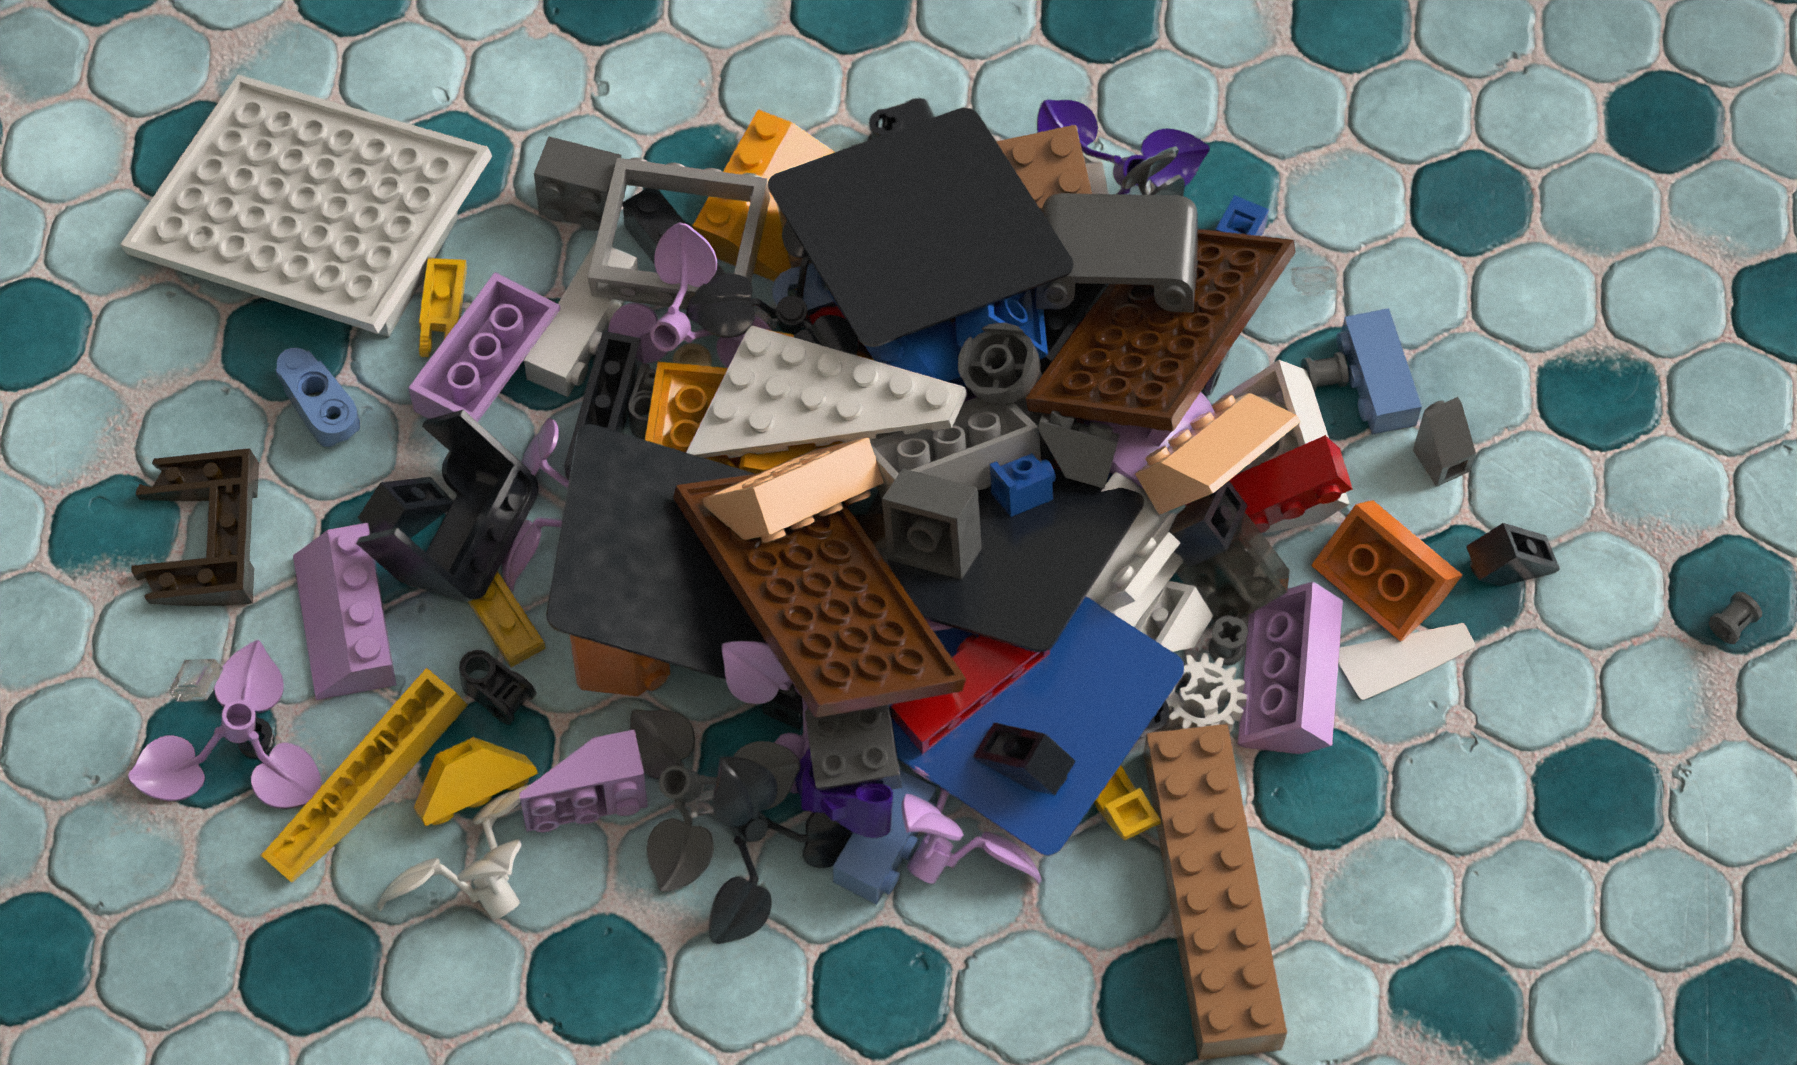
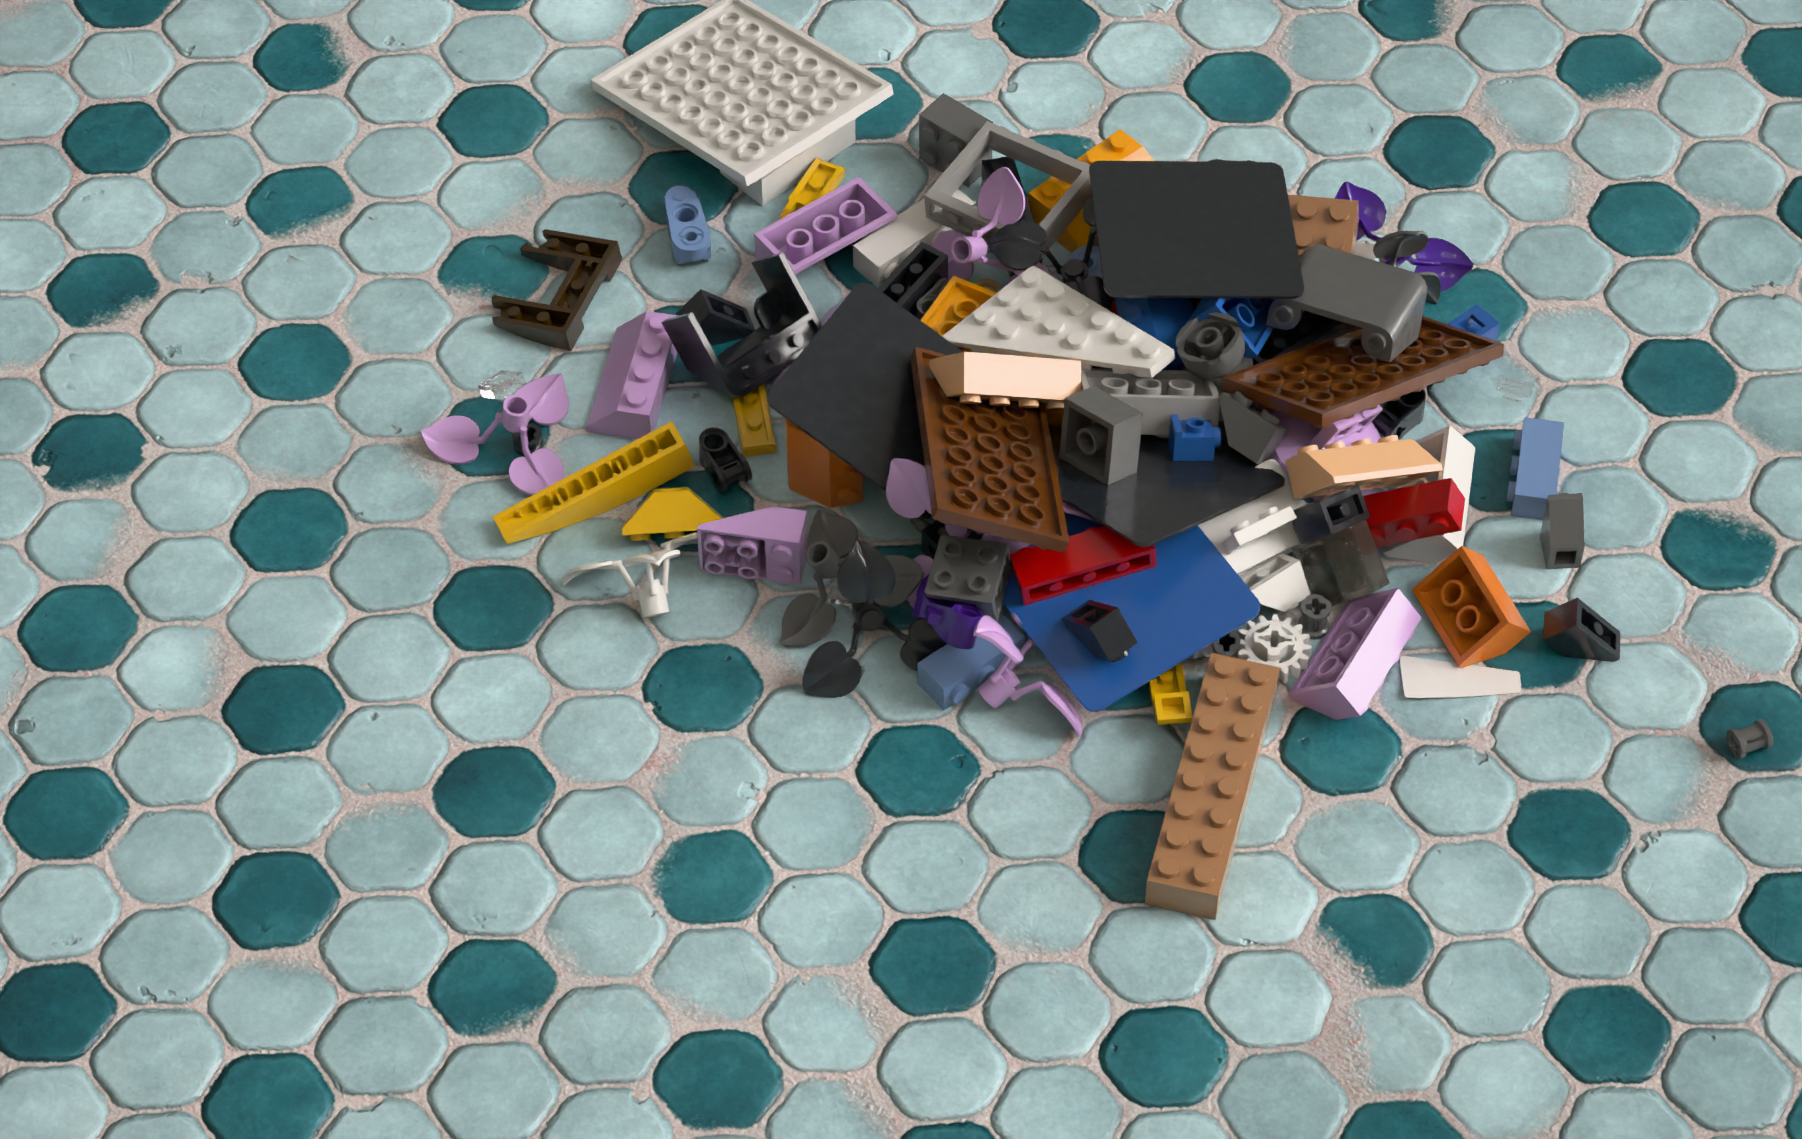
camera: 25 degrees right, 10 degrees down
(1327, 371) = (1491, 455): dark grey bush -> none

